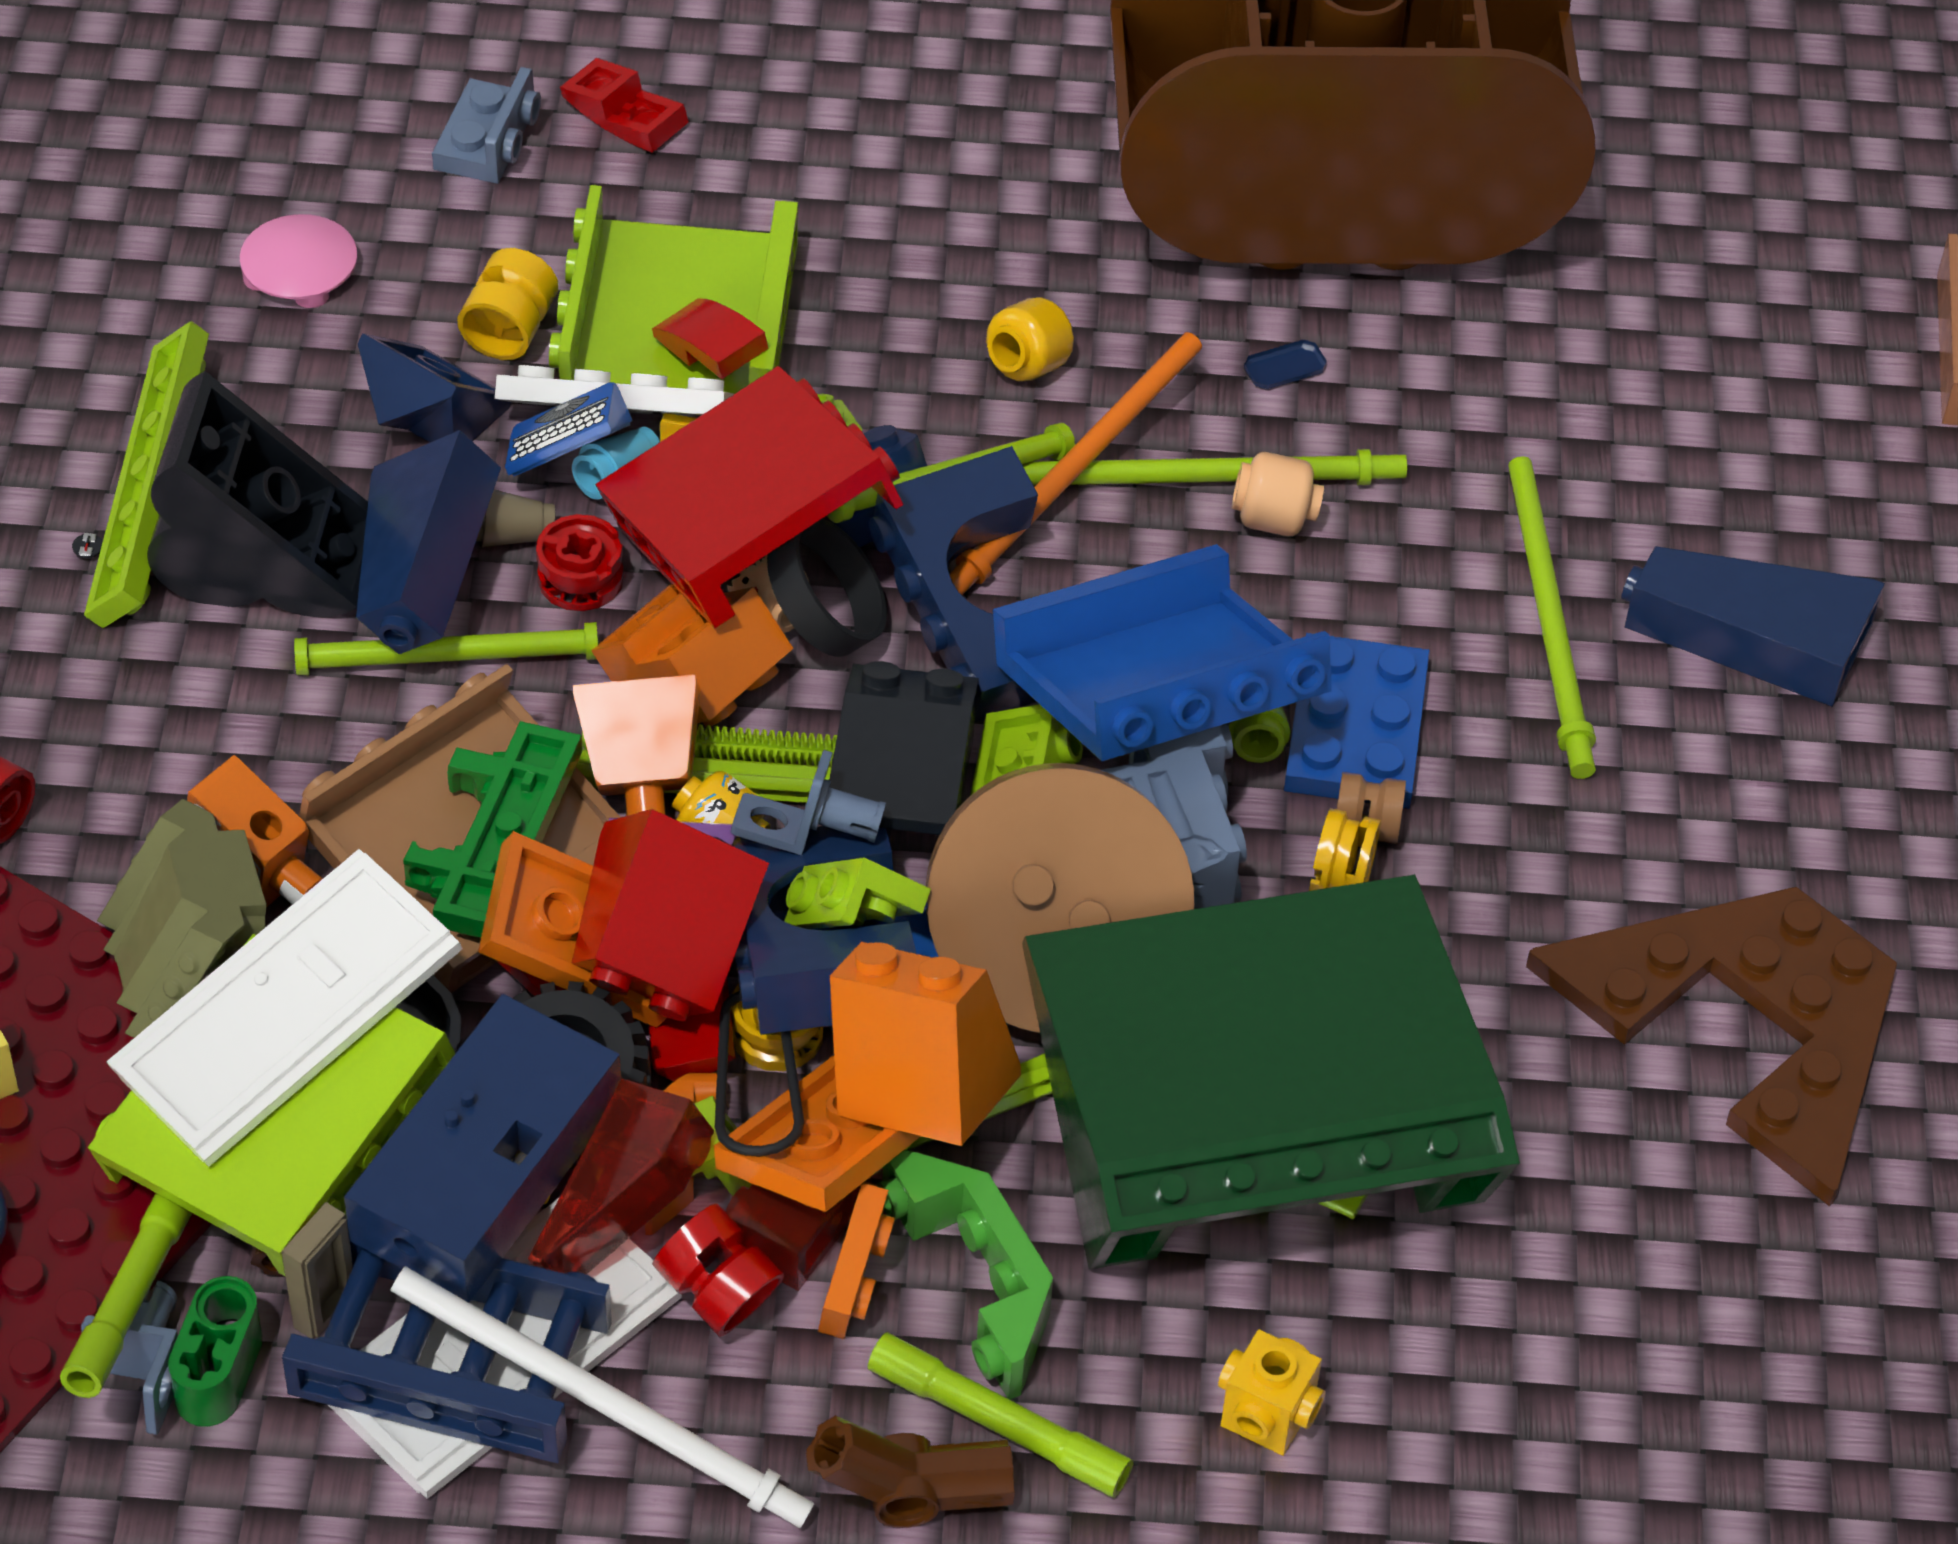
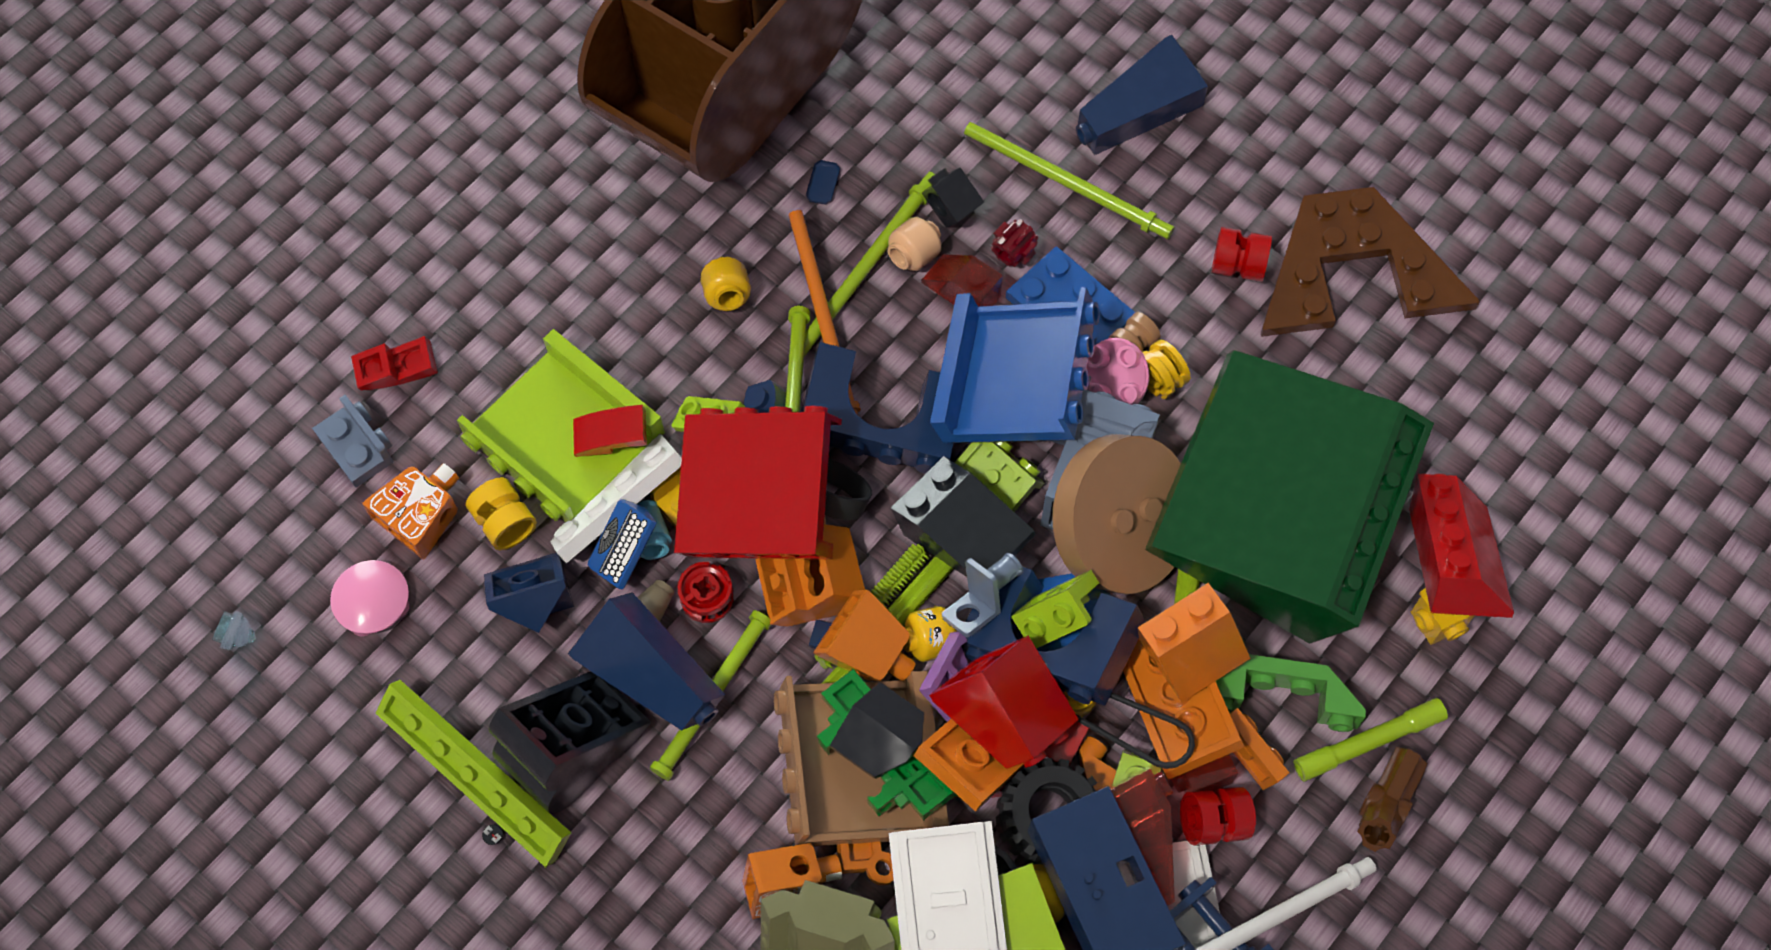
camera: 50 degrees left, 15 degrees up
(149, 159) = (233, 631): none -> clear light blue plate
(448, 226) = (415, 507): none -> orange torso
(511, 790) = (880, 732): none -> black slope
(1275, 582) = (964, 275): none -> clear red slope
(1286, 807) = (1119, 370): none -> bright pink dish
(1374, 1332) = (1457, 549): none -> red slope
(1384, 490) = (952, 196): none -> black brick
(1384, 598) = (1014, 243): none -> dark red gear
(1618, 856) = (1241, 254): none -> red wheel

